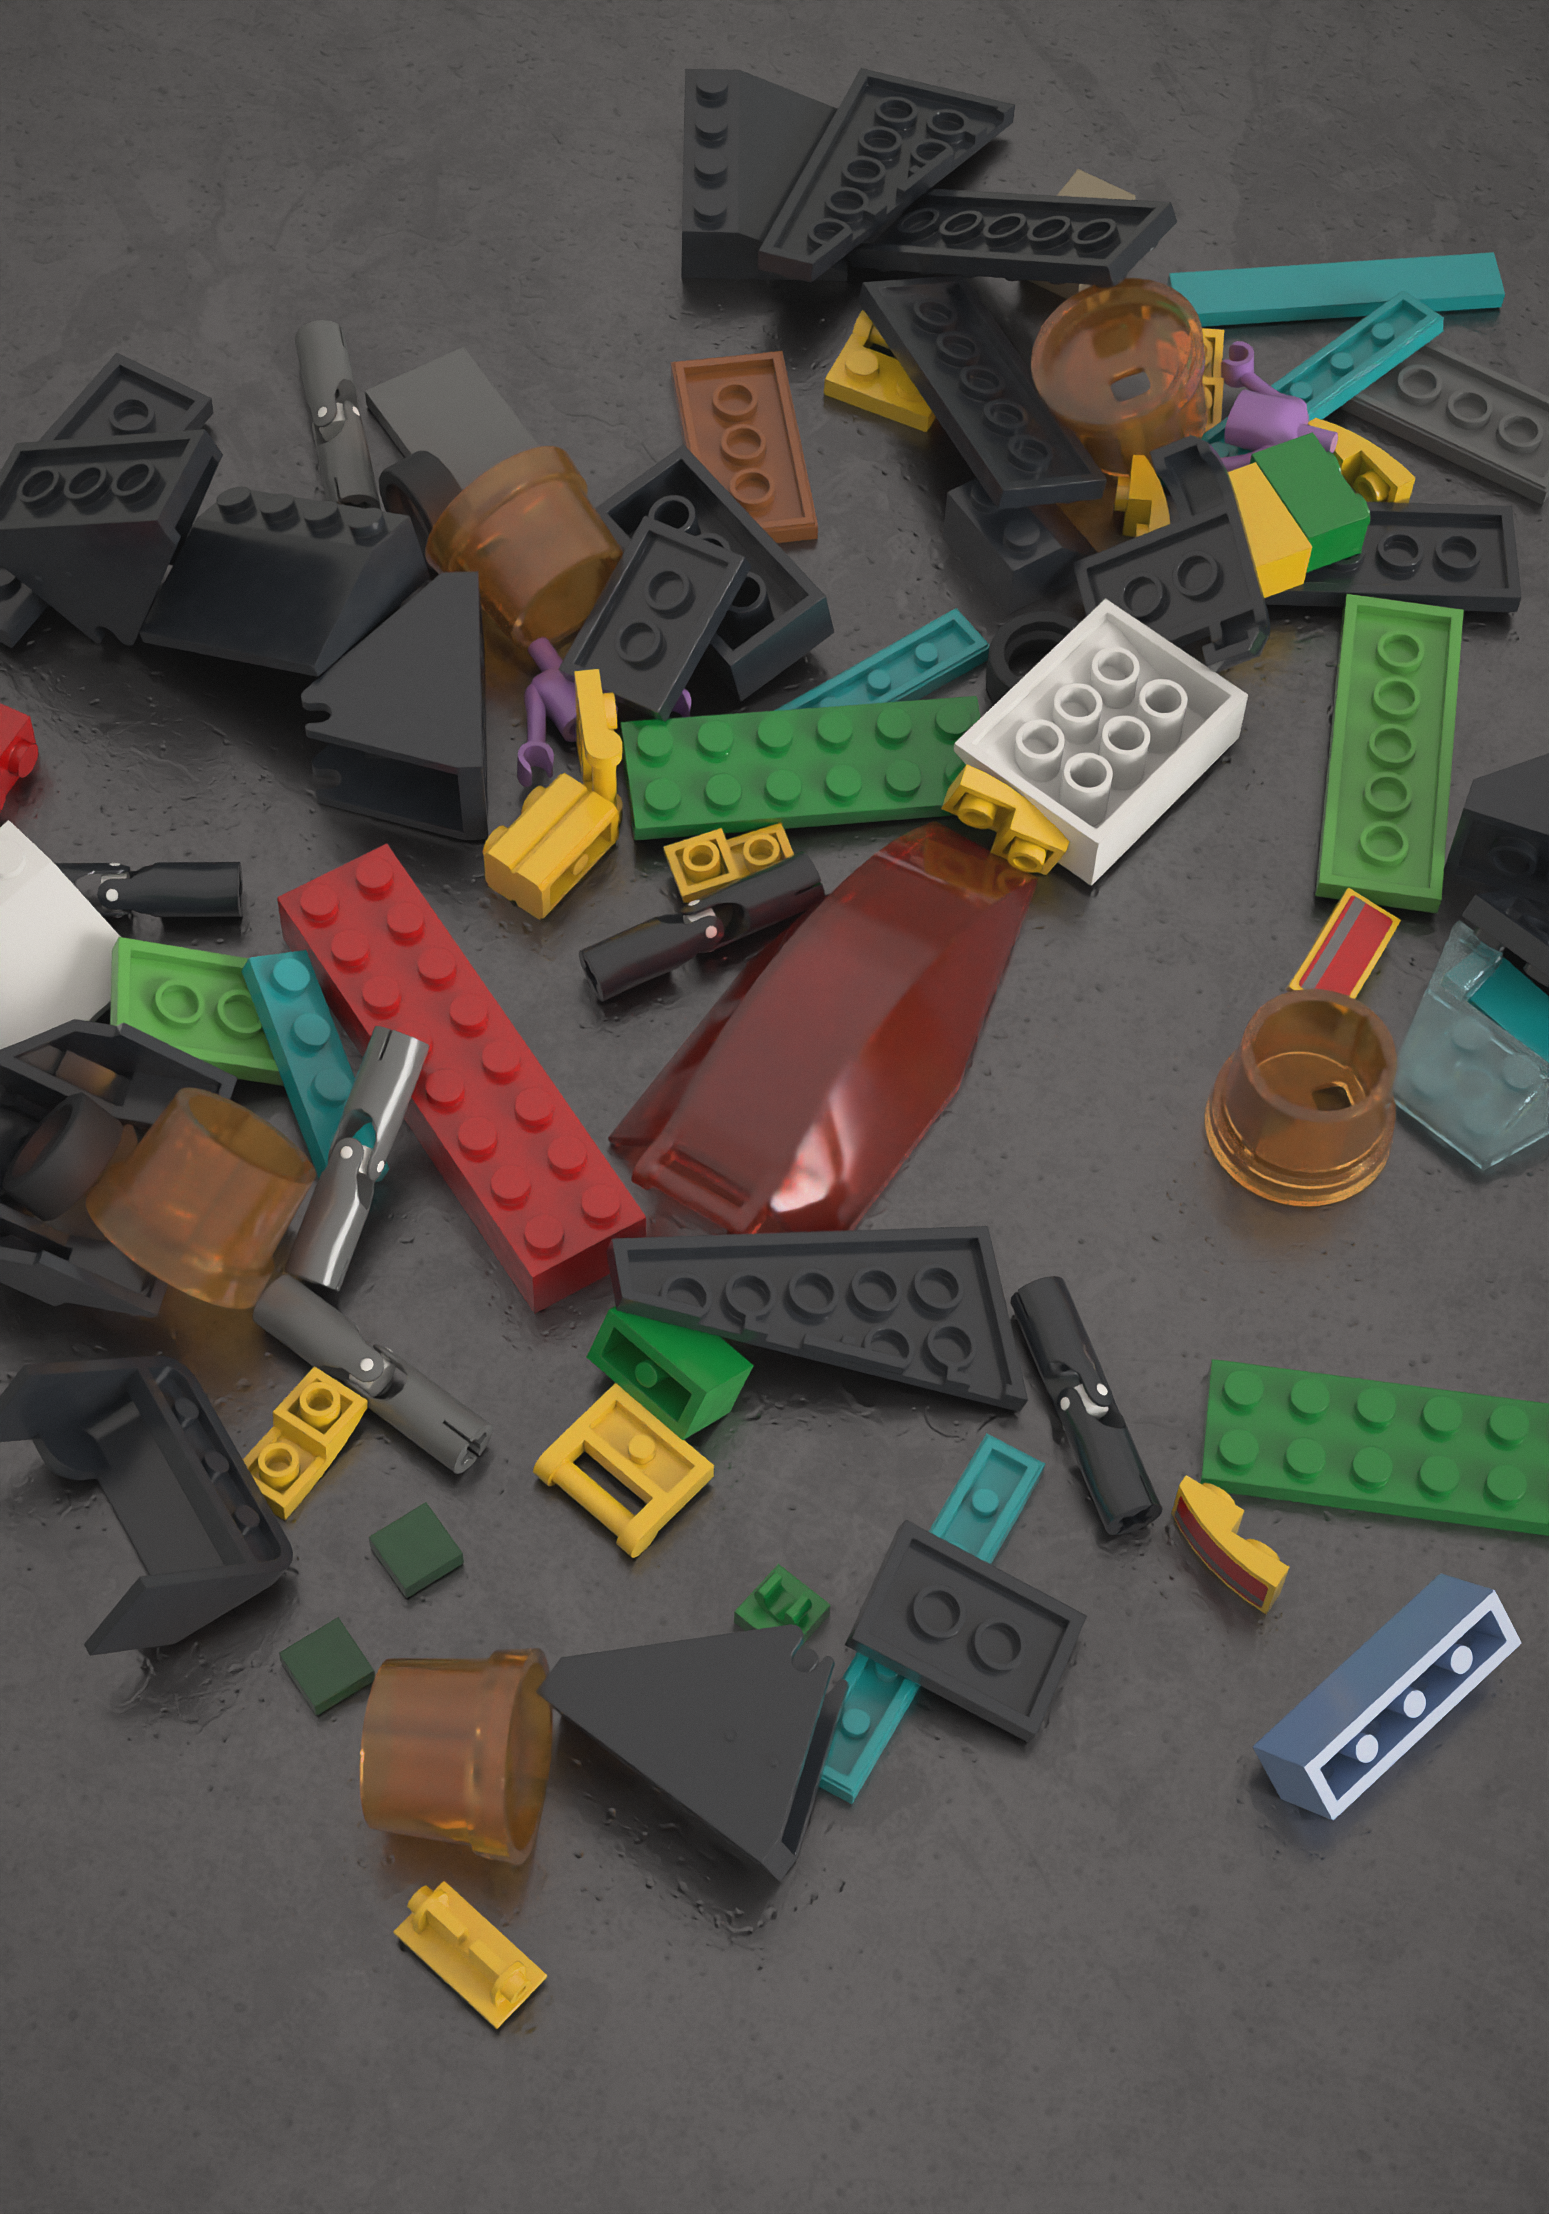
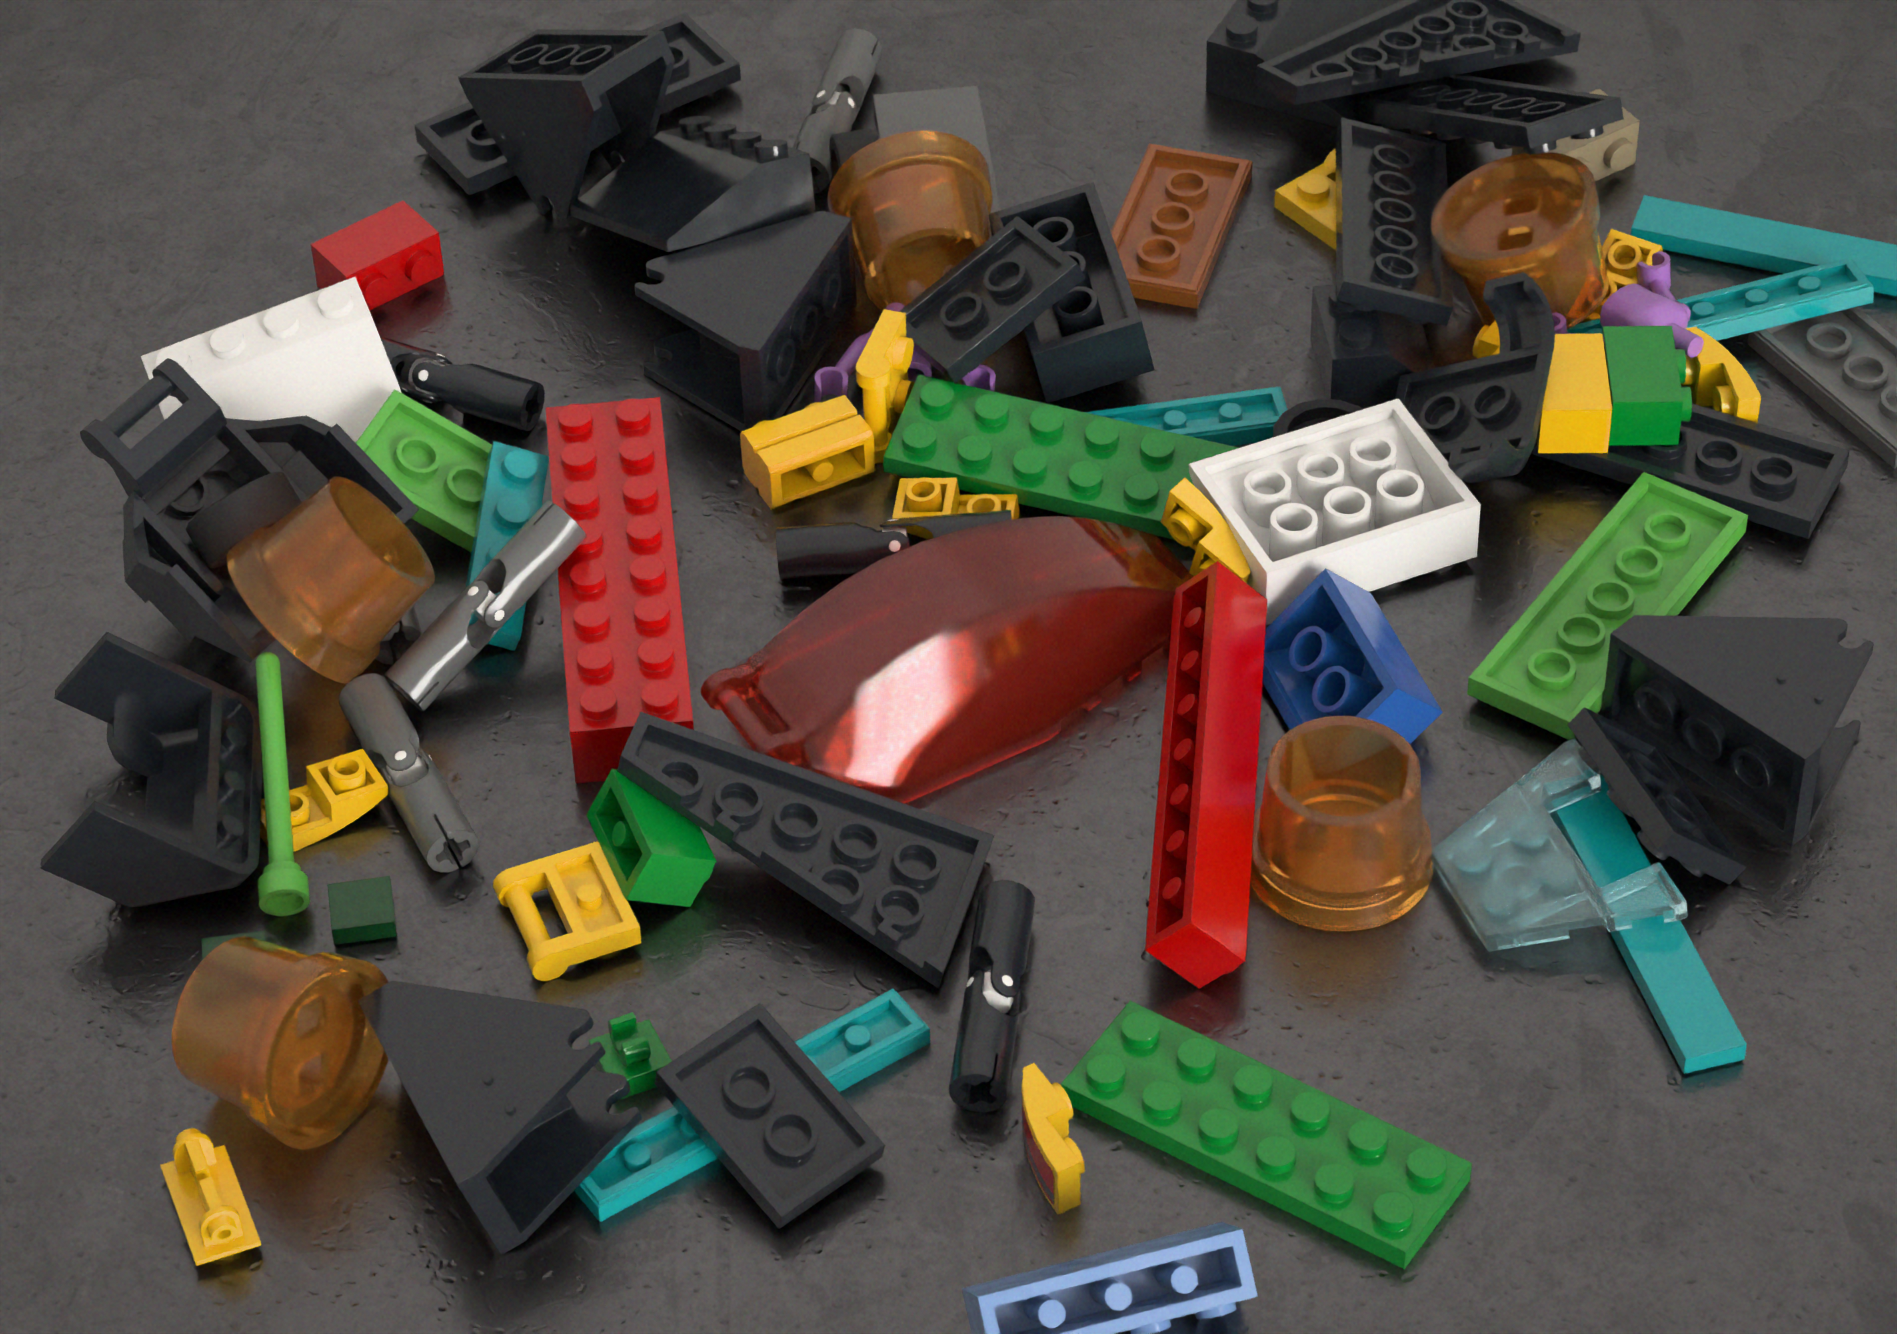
camera: 30 degrees right, 15 degrees down
(324, 1554) = (283, 886): none -> bright green piece
(1154, 1085) = (1207, 777): none -> red brick
(1202, 924) = (1343, 659): none -> blue slope
(1346, 947) = (1463, 735): slope -> none

